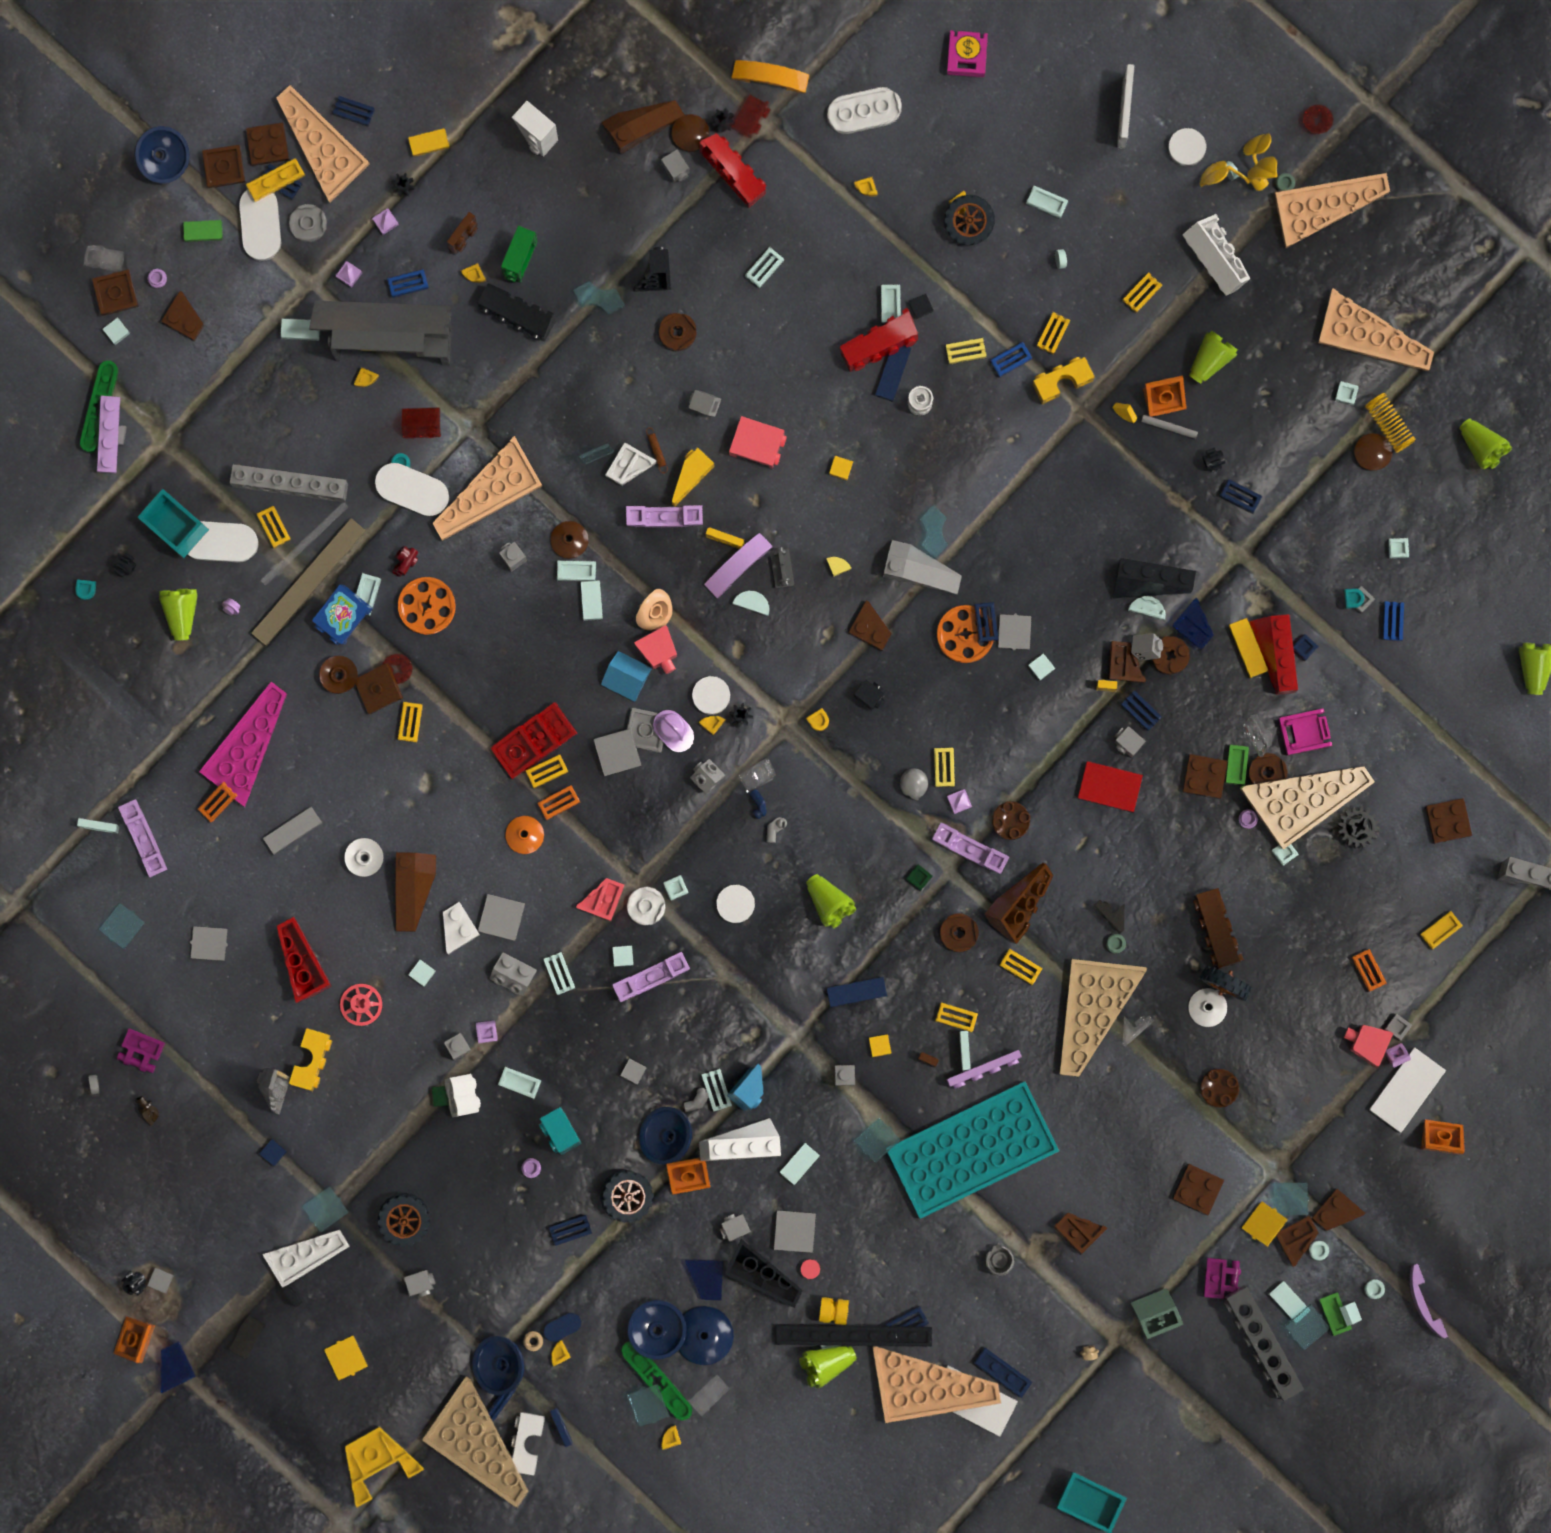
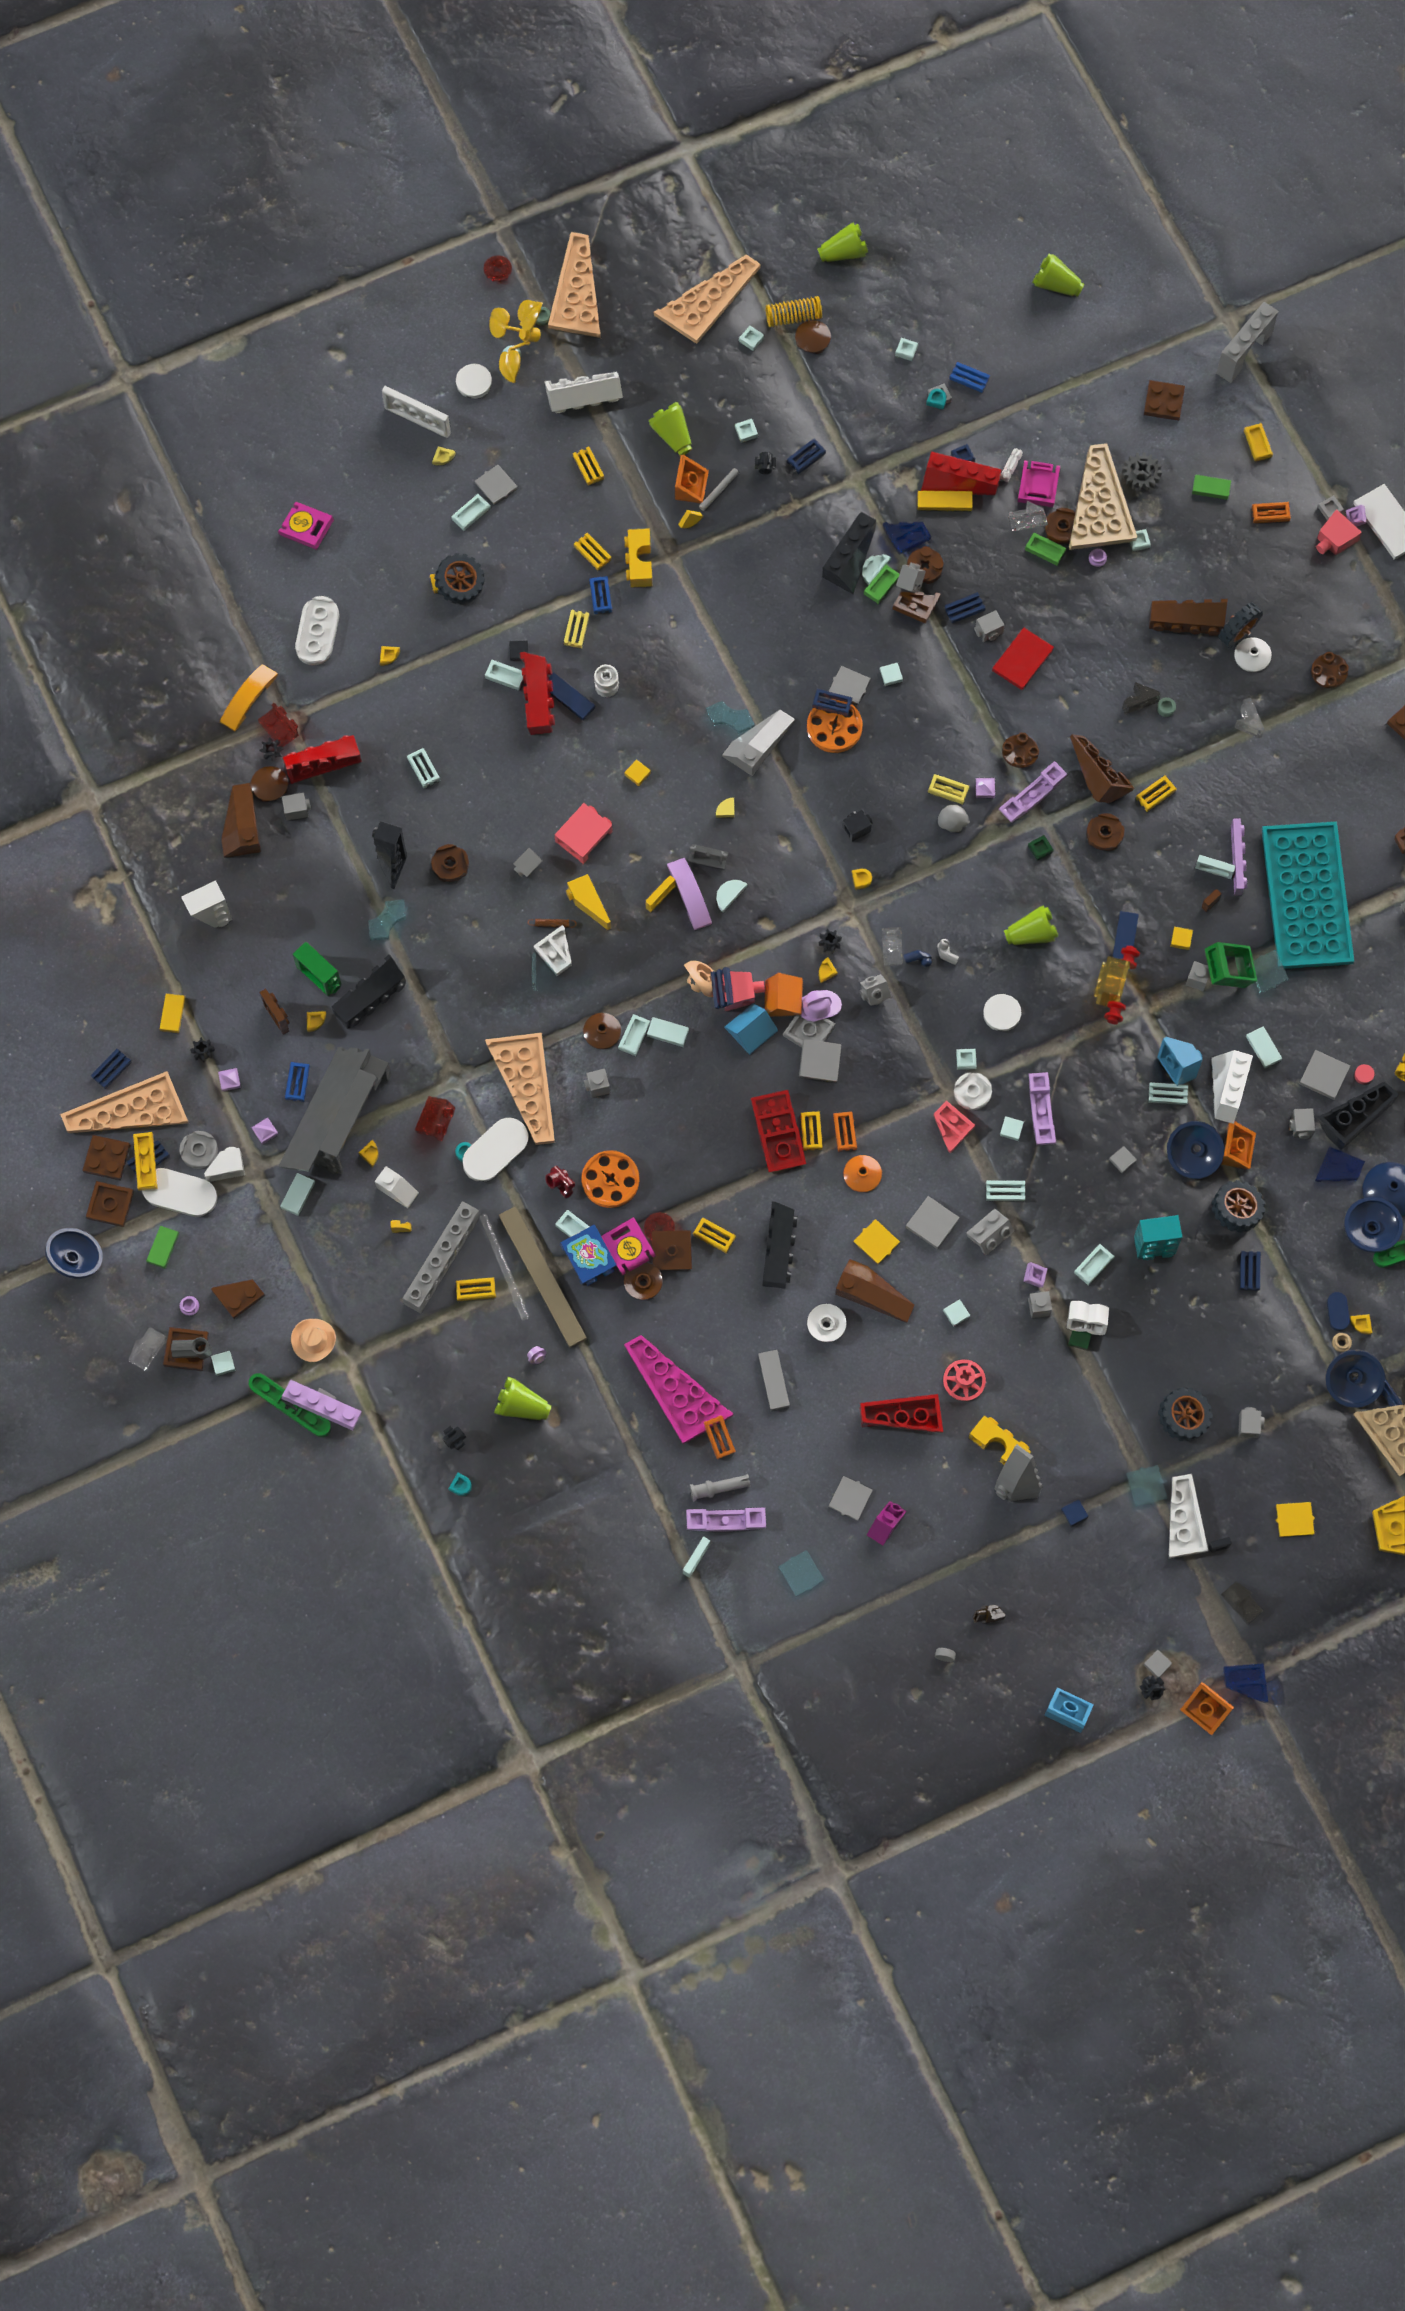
camera: 65 degrees left, 10 degrees down
(85, 1215) = (1069, 1710): none -> dark azure slope
(112, 296) = (189, 1348): none -> dark grey piece
(142, 1044) = (924, 1594): magenta plate -> none
(166, 813) = (708, 1489): none -> light grey pin
(168, 401) = (313, 1339): none -> light nougat hat
(173, 523) = (435, 1374): teal piece -> none
(196, 984) = (886, 1523): none -> magenta slope
(226, 543) = (469, 1343): white tile -> none
(301, 254) = (226, 1165): none -> white slope
(305, 434) = (396, 1227): none -> yellow tile
(340, 415) = (396, 1187): none -> white slope
(363, 650) = (629, 1248): none -> dark pink container
(419, 785) = (778, 1246): none -> black wedge
(457, 928) = (926, 1264): white wing -> none
(463, 873) = (876, 1241): none -> yellow piece
(531, 1168) = (1178, 1283): lavender plate -> none
(649, 632) = (719, 988): none -> dark blue tile
(664, 516) = (618, 937): lavender slope -> none
(667, 693) = (783, 995): none -> orange slope
(698, 1102) = (1173, 1112): light grey arm -> none
(711, 695) = (800, 960): white tile -> none
(803, 996) = (1112, 981): none -> clear yellow brick
(857, 1088) = (1218, 966): none -> green window
(870, 627) = (795, 802): reddish brown wing -> none
(956, 1025) = (1171, 876): yellow tile -> none
(1060, 258) = (528, 519): light aqua tile -> none
(1086, 213) = (496, 484): none -> light grey piece
(1093, 1002) = (1212, 744): tan wing -> none
(1095, 151) = (443, 456): none -> light yellow tile
(1103, 685) = (931, 625): yellow tile -> none
(1133, 621) = (881, 584): none -> bright green tile
(1205, 776) = (1045, 578): reddish brown plate -> none
(1244, 428) = (746, 430): none -> light aqua tile
(1313, 697) = (1011, 464): none -> white axle
(1372, 902) = (1211, 487): none -> bright green tile

